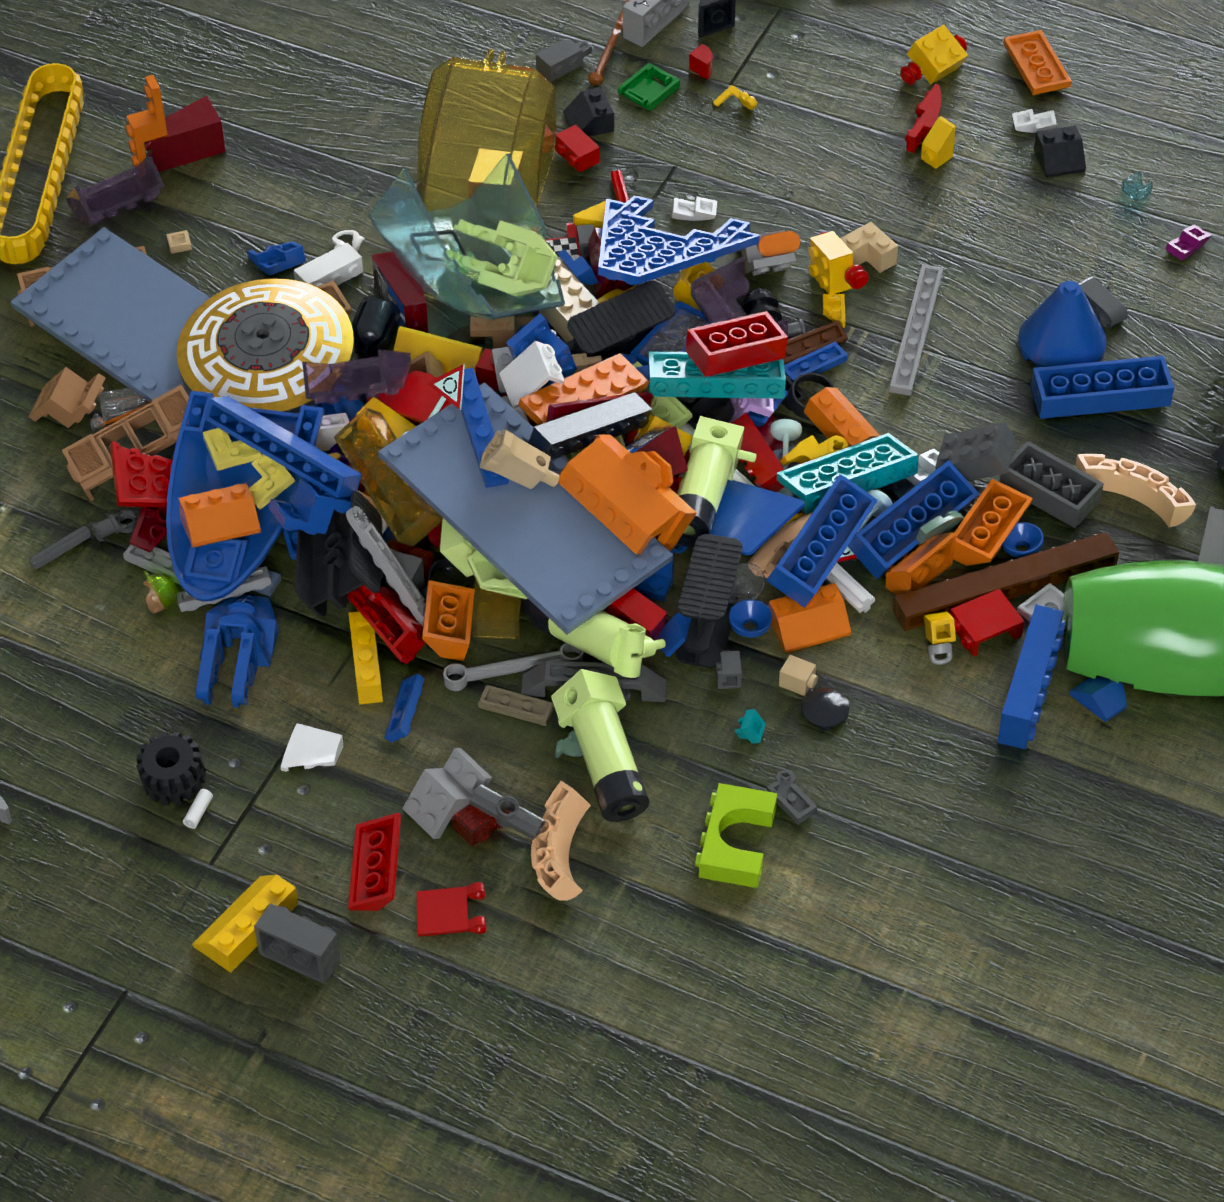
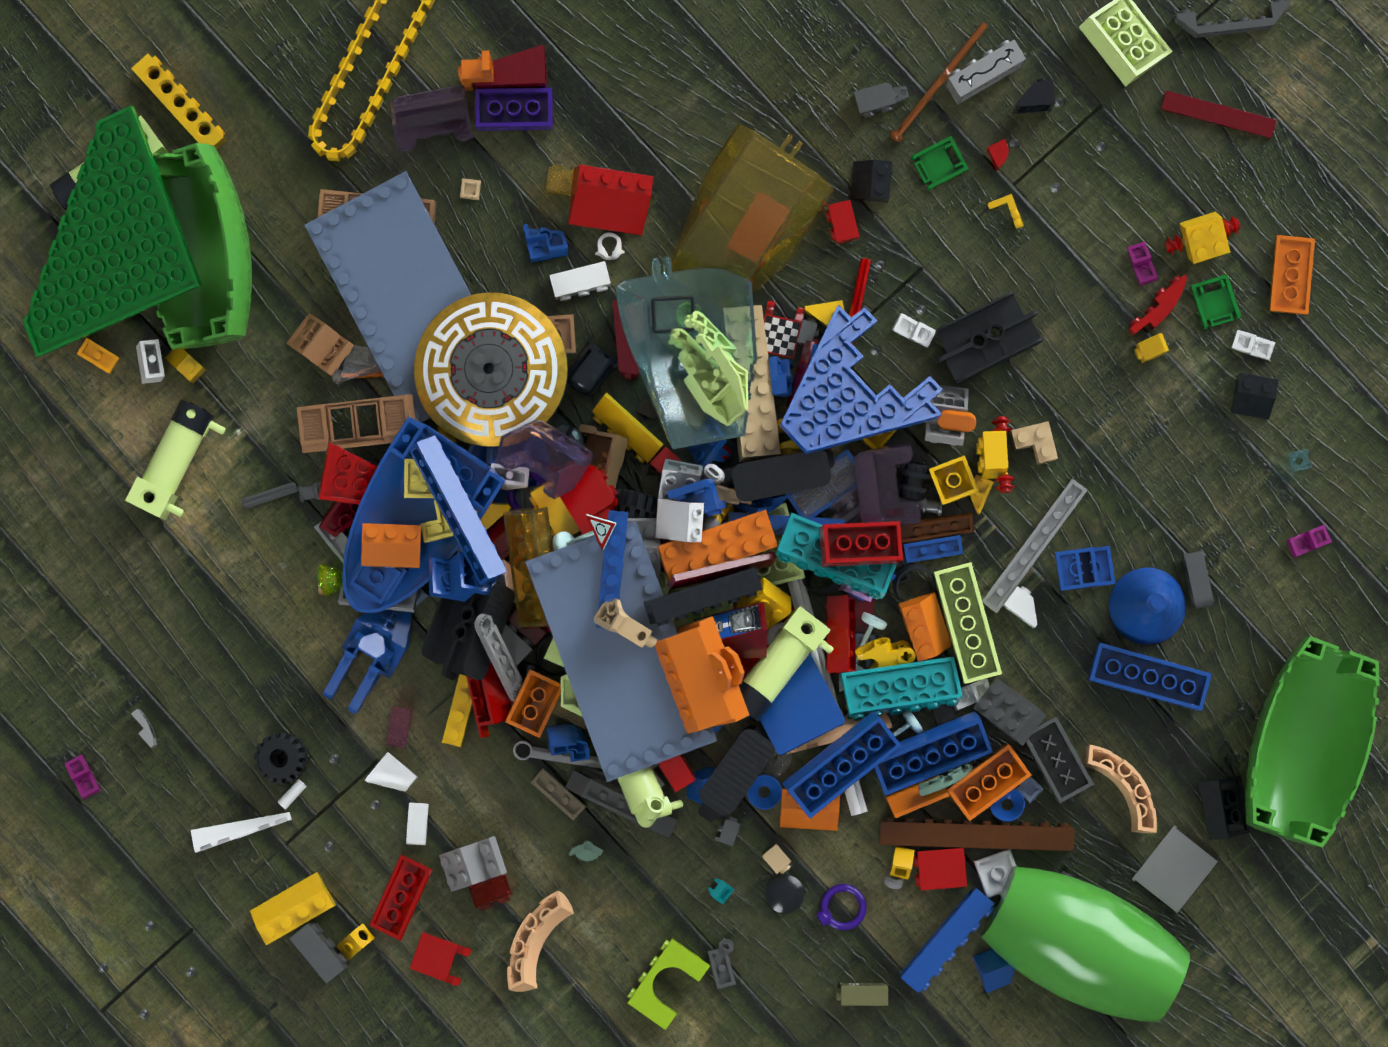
camera: 25 degrees right, 35 degrees up
(112, 878) = (215, 835): none -> white wedge
(199, 163) = (514, 109): none -> dark purple brick
(276, 201) = (558, 180): none -> clear yellow brick
(299, 701) = (399, 727): none -> clear pink slope
(328, 194) = (609, 199): none -> red slope
(340, 923) = (353, 943): none -> yellow bracket
(362, 785) = (417, 823): none -> white slope
(404, 708) = (473, 766): blue plate -> none
(503, 638) = (568, 739): none -> blue brick
(519, 819) = (498, 896): dark grey piece -> none
(591, 707) = (601, 872): yellowish green piece -> none
(771, 183) = (969, 360): none -> black piece
(804, 296) = (953, 480): none -> yellow brick
(884, 711) = (825, 916): none -> dark purple piece
(886, 402) = (967, 623): none -> yellowish green brick
(888, 98) = (1142, 263): none -> magenta slope
(935, 378) = (1022, 605): none -> white slope
(969, 758) = (862, 994): none -> olive brick
(979, 321) = (1084, 568): none -> blue bracket
(981, 106) = (1215, 305): none -> green container
(1041, 520) = (1030, 789): none -> sand blue plate

